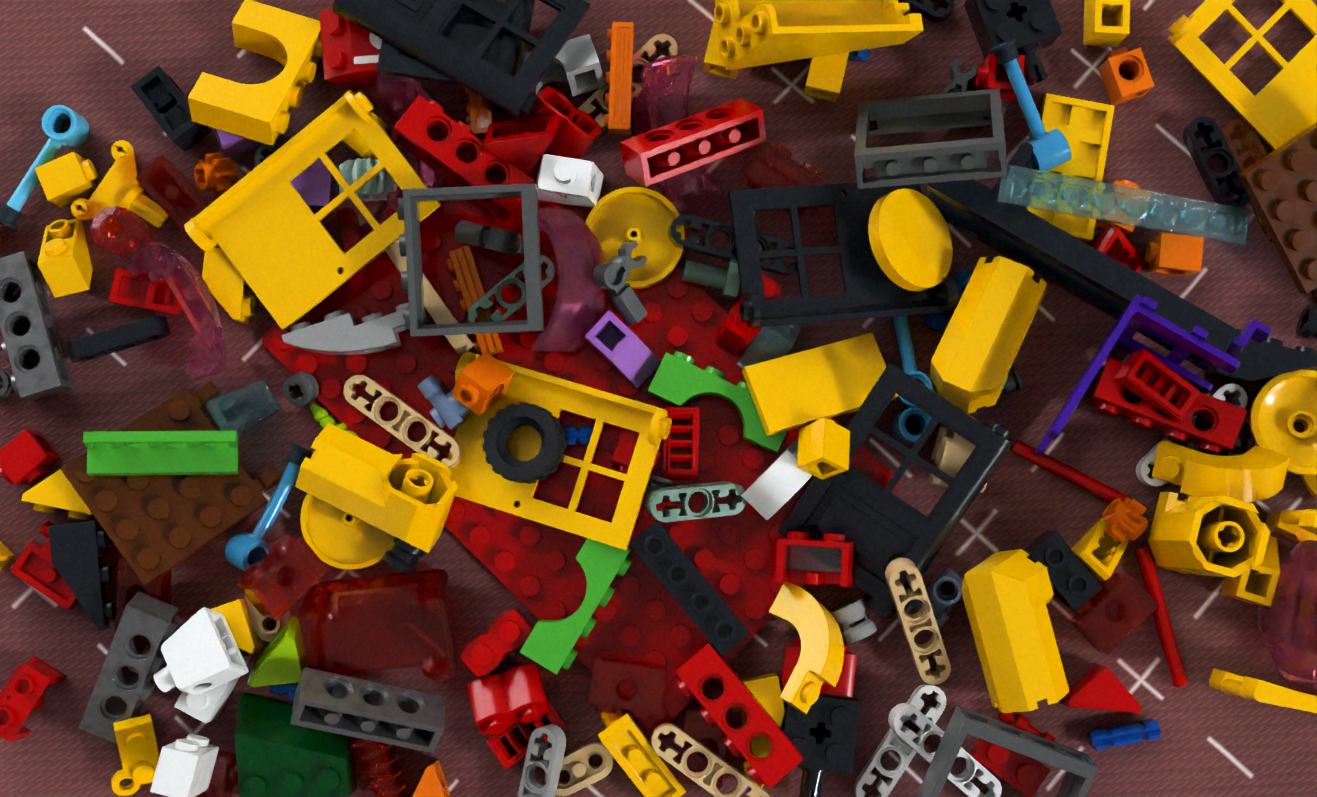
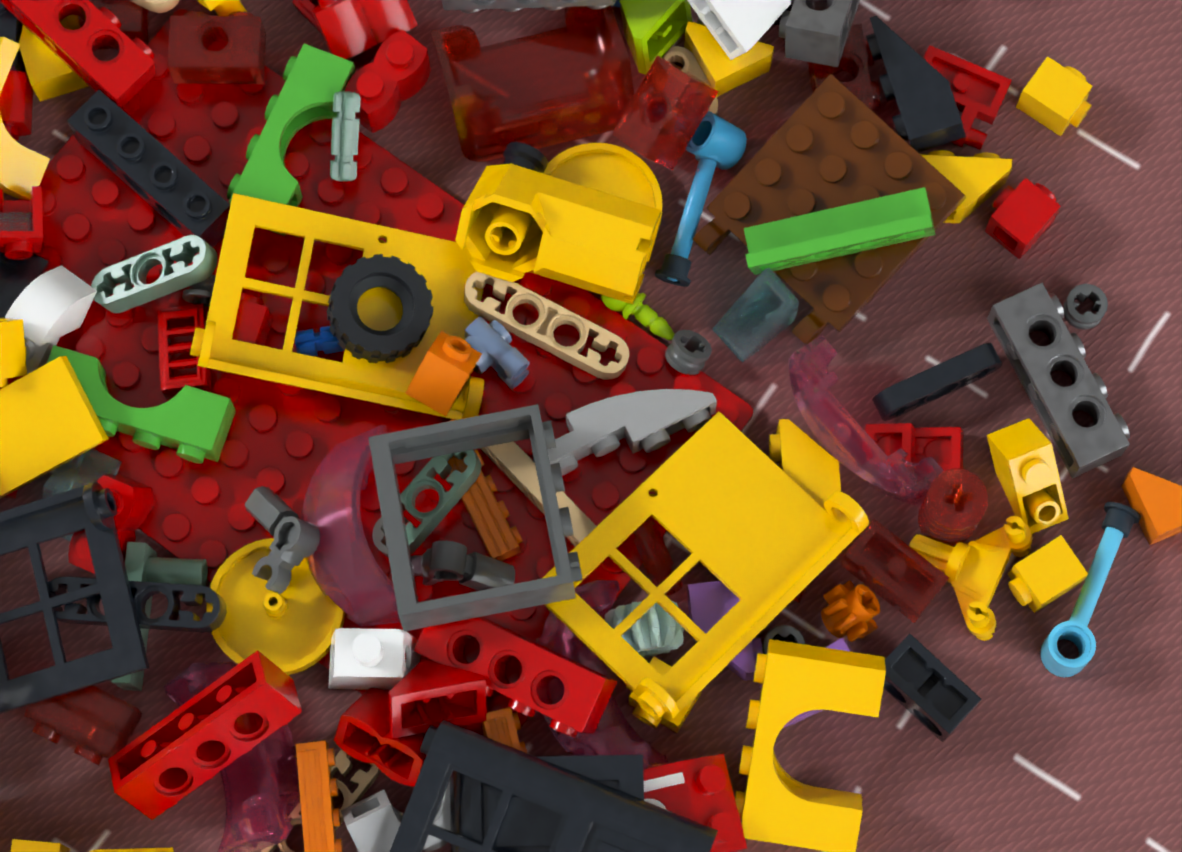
camera: 175 degrees right, 10 degrees down
(535, 594) = (345, 136): none -> sand green axle
(622, 349) = (273, 452): medium lavender slope -> none

